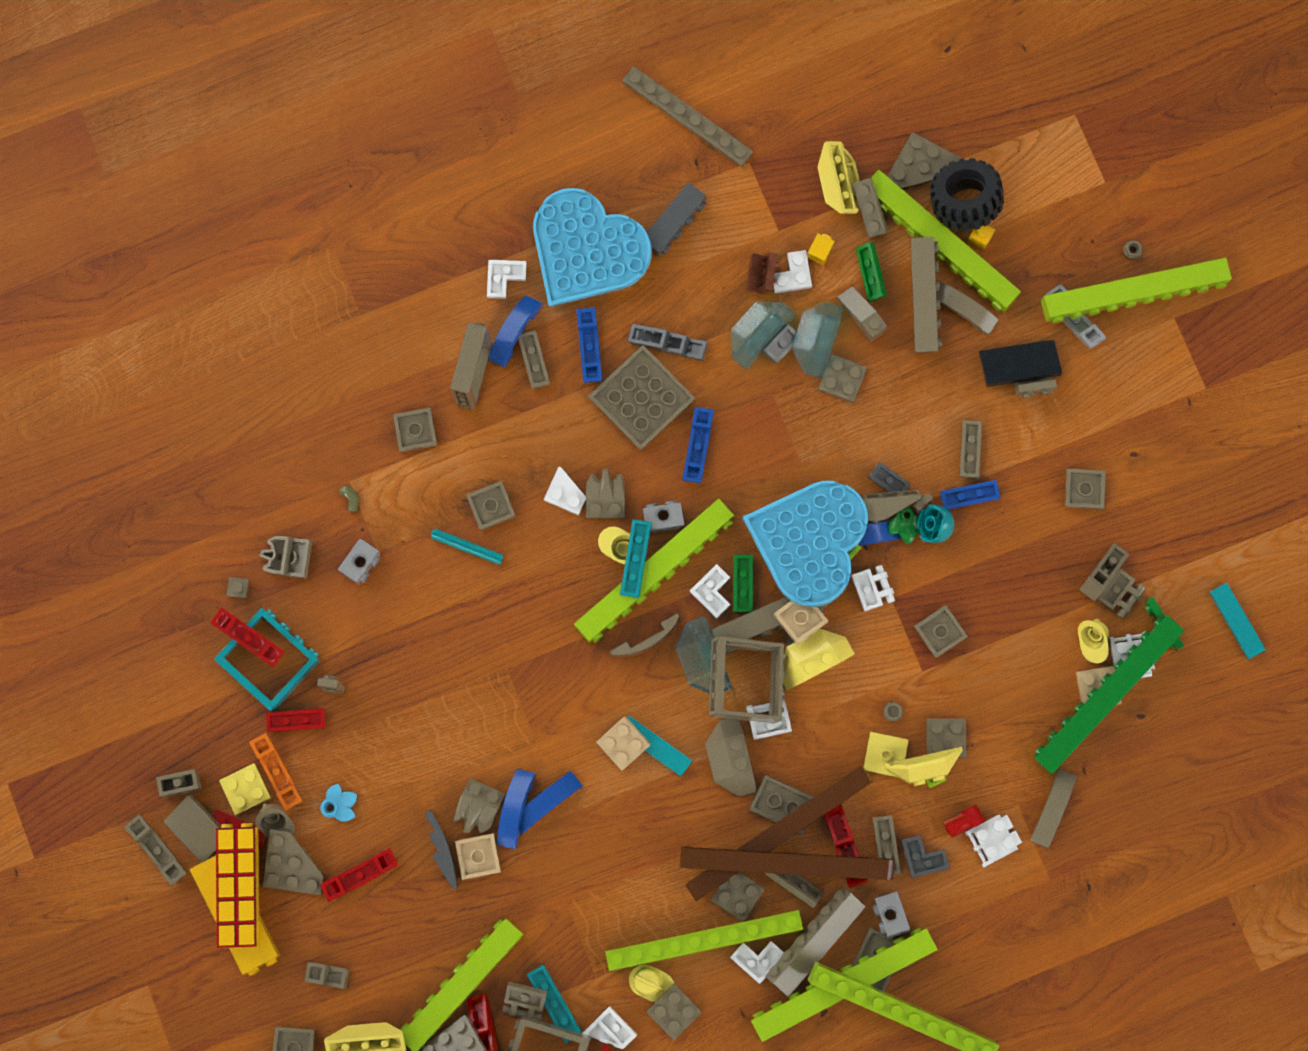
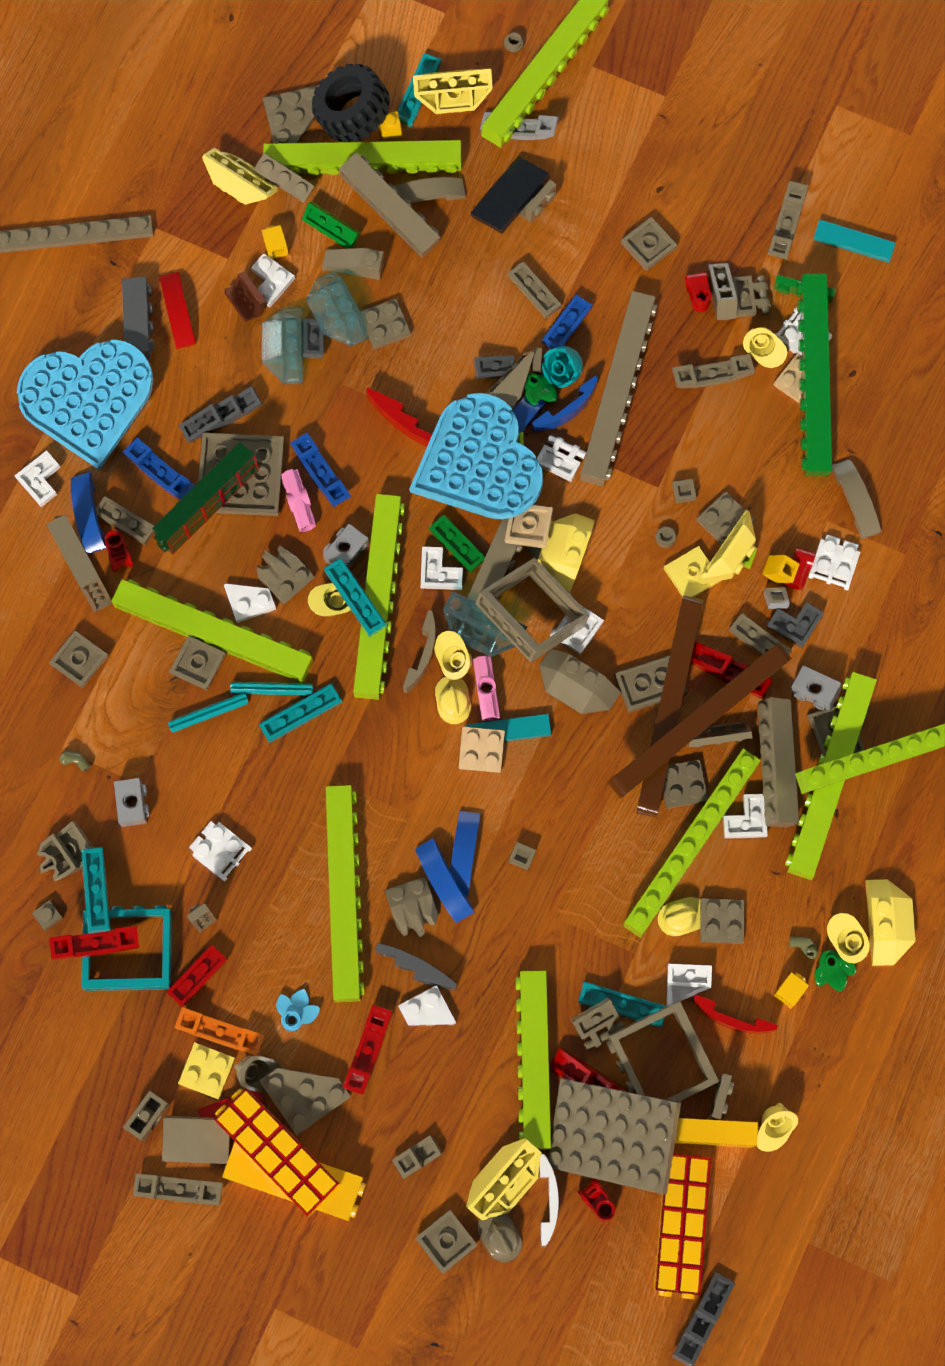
camera: 45 degrees left, 5 degrees down
(281, 601) = (95, 890): none -> teal tile
(388, 647) = (218, 849): none -> white plate
(423, 884) = (427, 1009): none -> white wing
(440, 755) = (342, 891): none -> lime brick
(478, 856) = (450, 945): tan plate -> none
(508, 379) = (118, 554): none -> red piece
(519, 490) = (213, 631): none -> lime brick
(524, 569) = (271, 688): none -> teal axle
(527, 604) = (300, 713): none -> teal tile
(582, 841) = (522, 856): none -> dark tan plate
(597, 396) = (205, 499): none -> dark green brick
(638, 690) = (453, 700): none -> light yellow piece
(659, 714) = (485, 676): none -> bright pink piece
(663, 453) = (298, 500): none -> bright pink piece
(664, 660) = (452, 655): none -> light yellow piece
(708, 237) = (177, 310): none -> red slope
(787, 450) = (394, 413): none -> red slope
(911, 561) = (549, 422): none -> blue slope
(926, 826) = (776, 598): none -> light grey plate
(936, 691) = (684, 491): none -> dark tan plate
(940, 631) = (643, 444): dark tan plate -> none
(948, 809) = (780, 569): none -> yellow brick
(960, 575) = (617, 389): none -> dark tan brick
(1030, 224) = (410, 105): none -> teal tile
(1039, 625) = (713, 374): none -> dark tan slope
(1053, 247) = (453, 89): none -> light yellow wedge
(1089, 554) = (699, 291): none -> red piece
(1202, 563) = (787, 220): none -> dark tan slope

